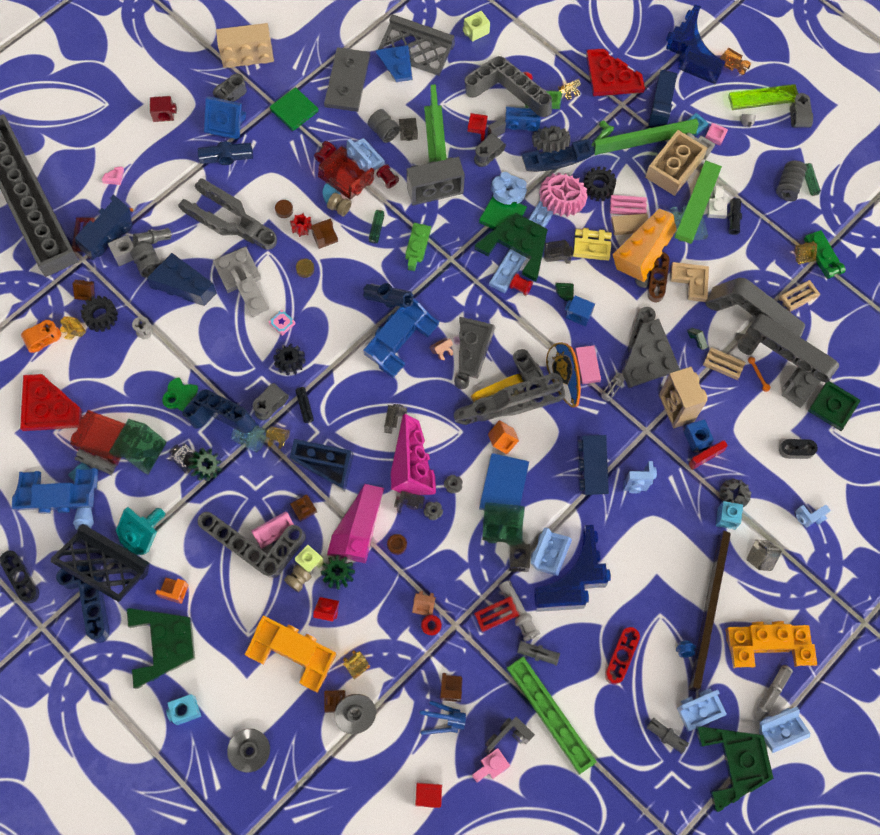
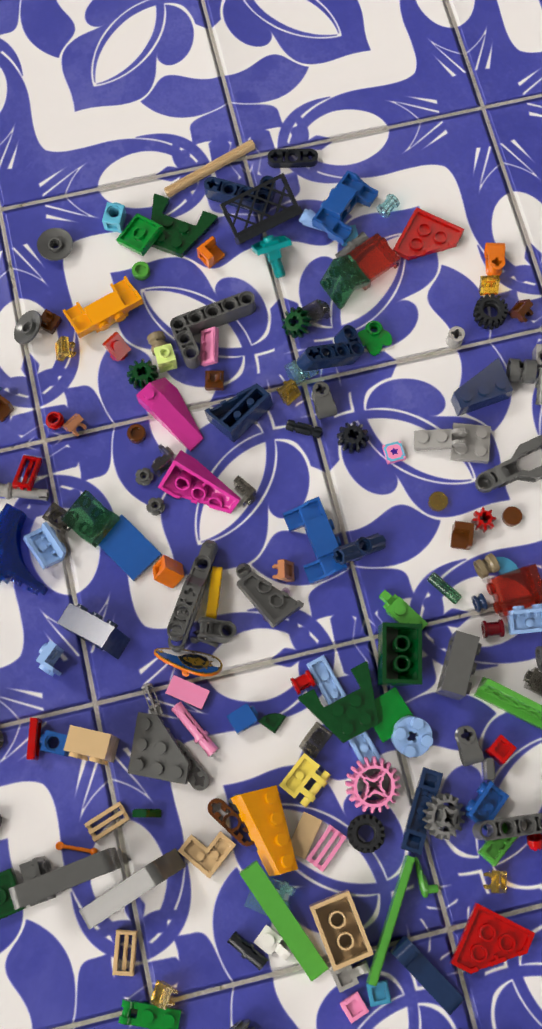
camera: 125 degrees right, 5 degrees up
(31, 455) = (384, 206): none -> clear light blue bush
(73, 651) = (209, 168): none -> tan axle
(190, 670) = (140, 234): none -> green tile
(228, 647) = (141, 271): none -> bright green tile
(372, 195) = (479, 602): none -> dark blue bush
(454, 225) = (399, 654): none -> dark green slope
(614, 334) = (200, 736): none -> bright pink pin

